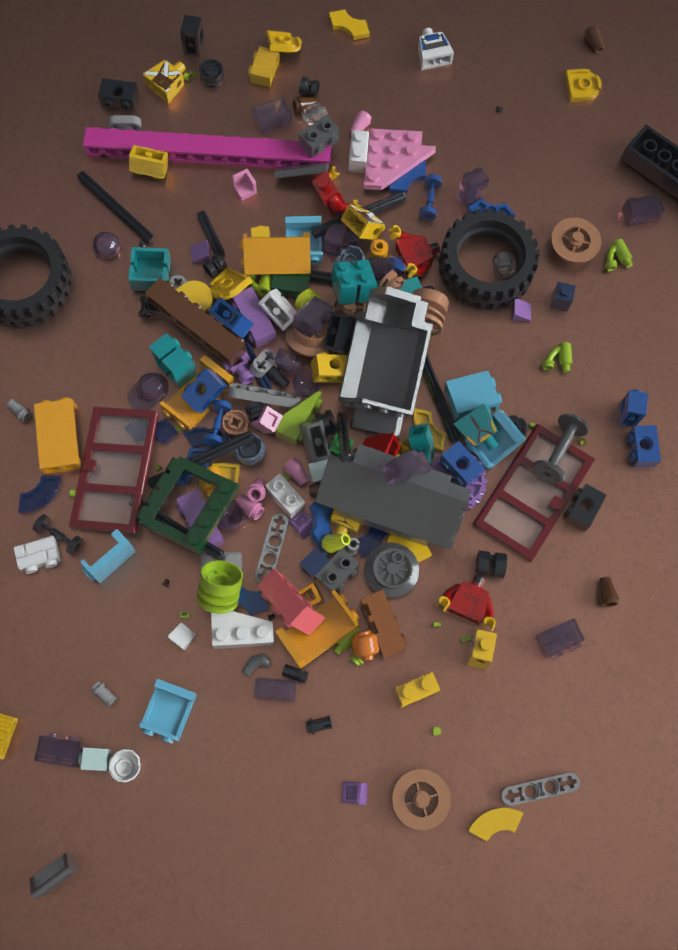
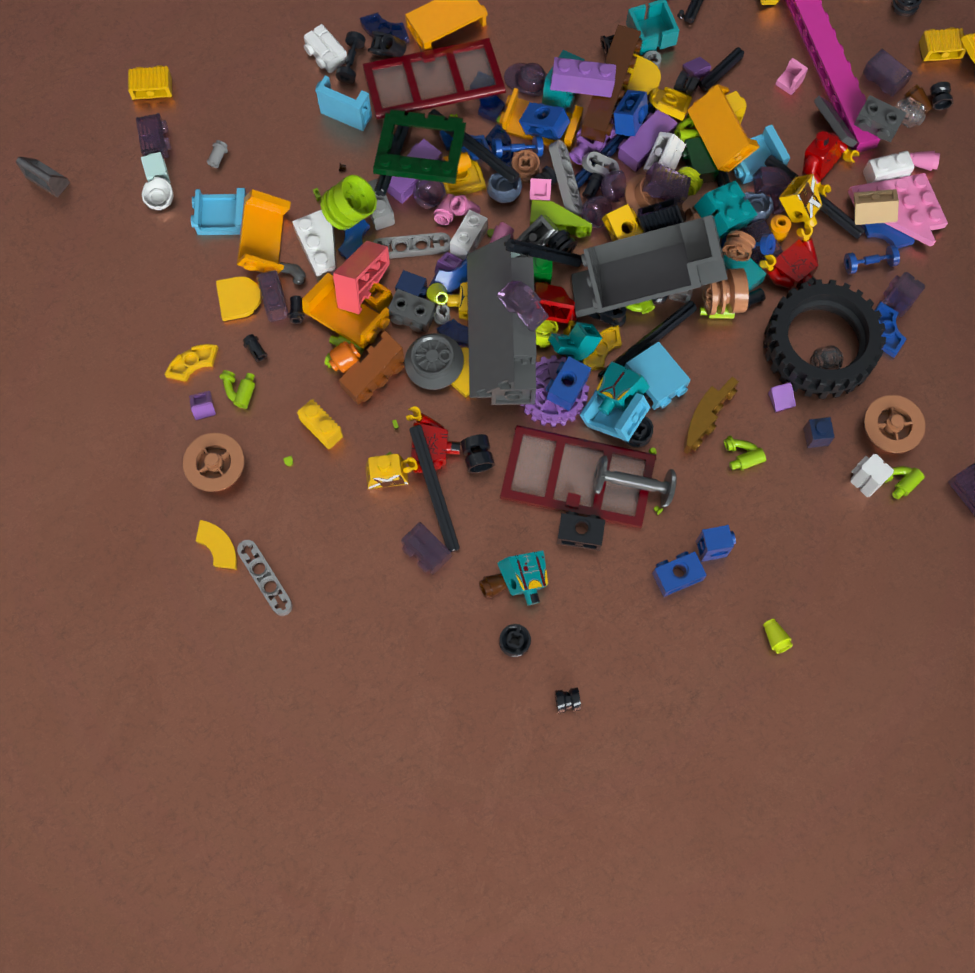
camera: 75 degrees right, 0 degrees up
(60, 499) = (387, 45): none -> black piece
(182, 636) = (297, 197): white slope -> none
(190, 339) = (583, 77): none -> medium lavender brick
(209, 680) = (261, 232): none -> light orange panel
(260, 723) = (238, 297): none -> yellow tile
(306, 789) = (191, 360): none -> yellow tile
(357, 748) = (245, 389): none -> lime plant
(392, 172) = (876, 206): none -> tan panel
(512, 611) = (434, 488): none -> black axle
(519, 376) = (705, 414): none -> pearl gold slope
(611, 564) = (525, 575): none -> teal torso
(613, 273) = (870, 474): none -> white brick
(660, 594) = (514, 640): none -> black wheel

